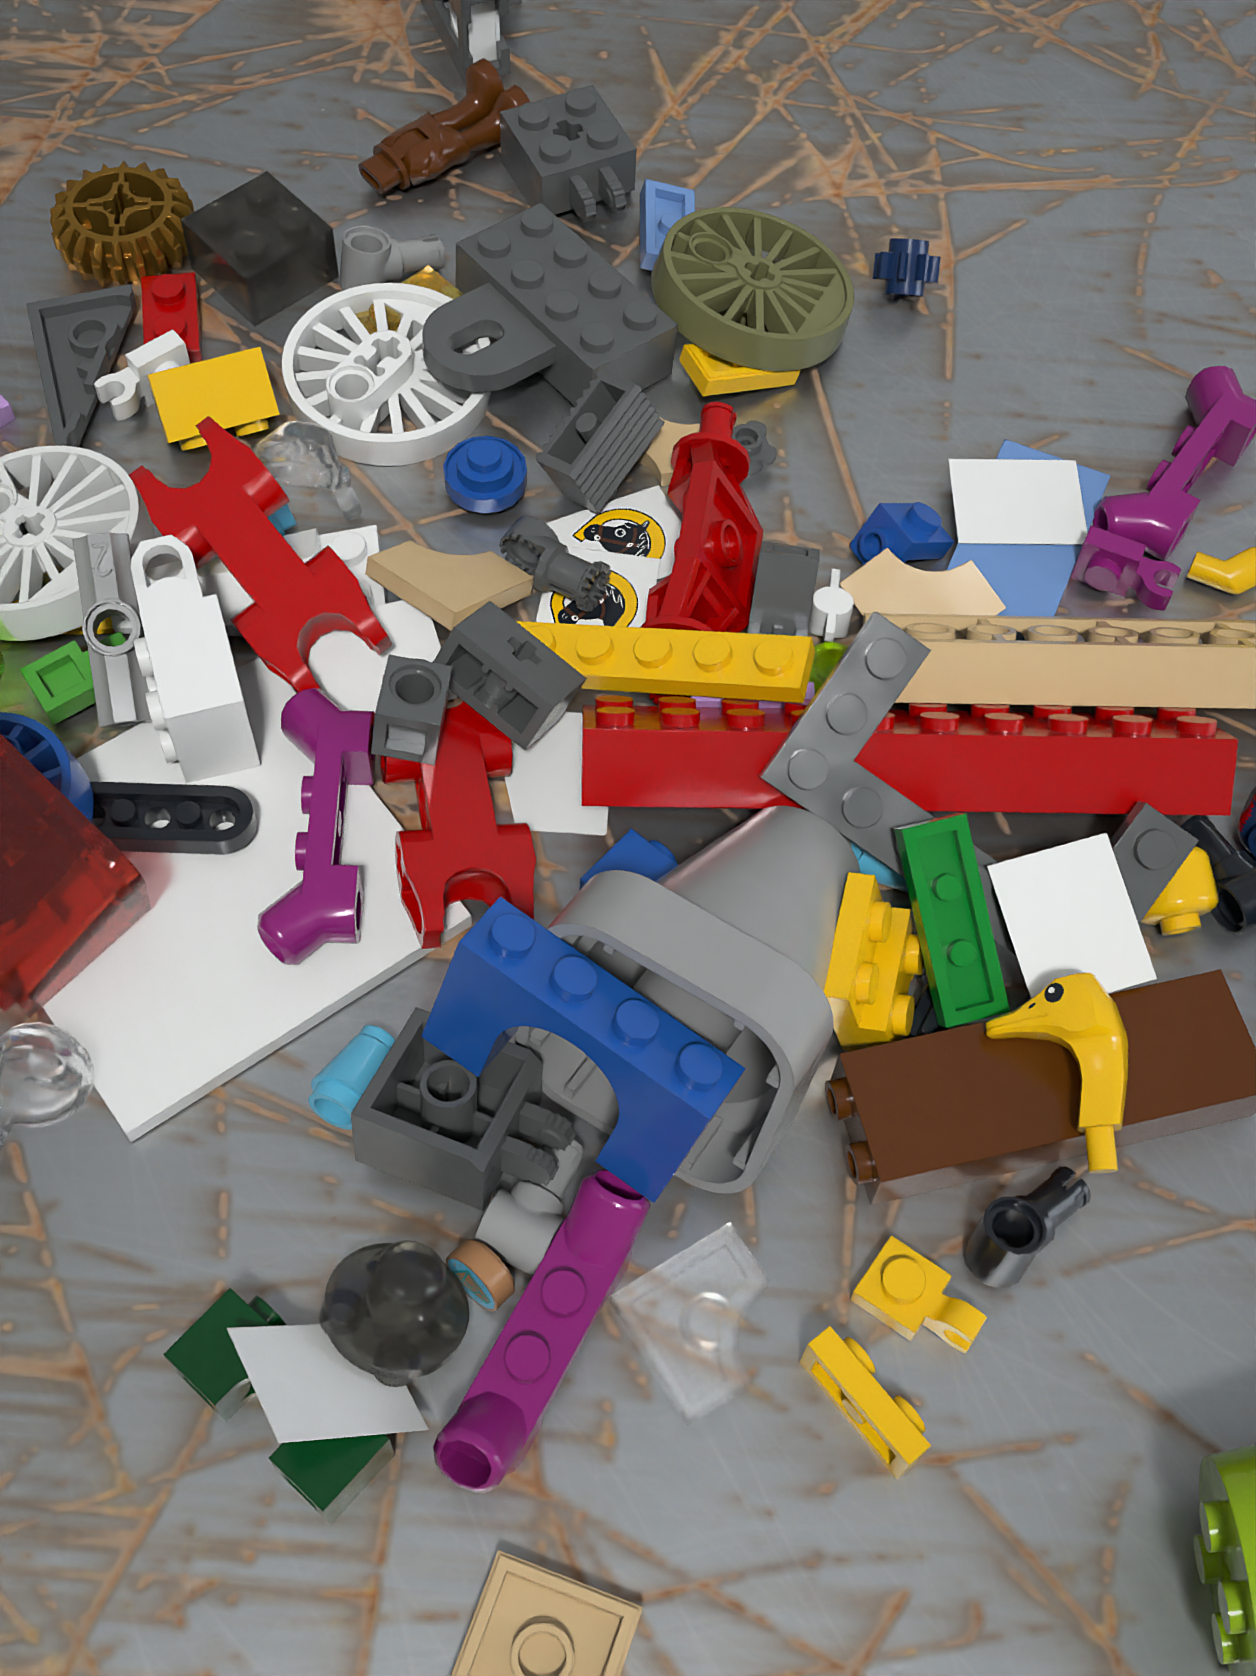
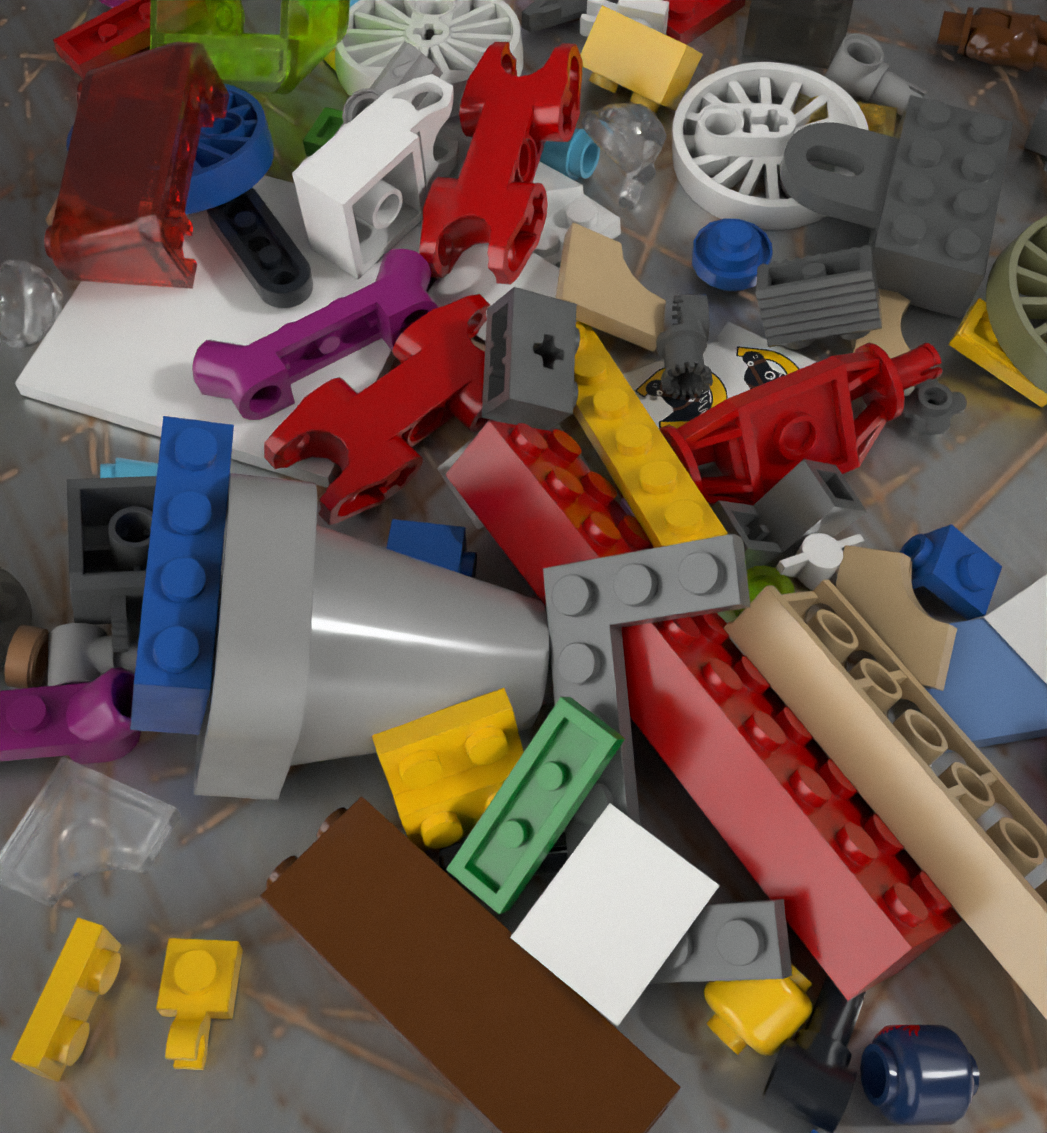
camera: 60 degrees right, 0 degrees up
(411, 709) = (420, 318): dark grey brick -> none
(1024, 1223) = (320, 1051): black pin -> none
(1087, 1023) = (506, 982): yellow animal -> none

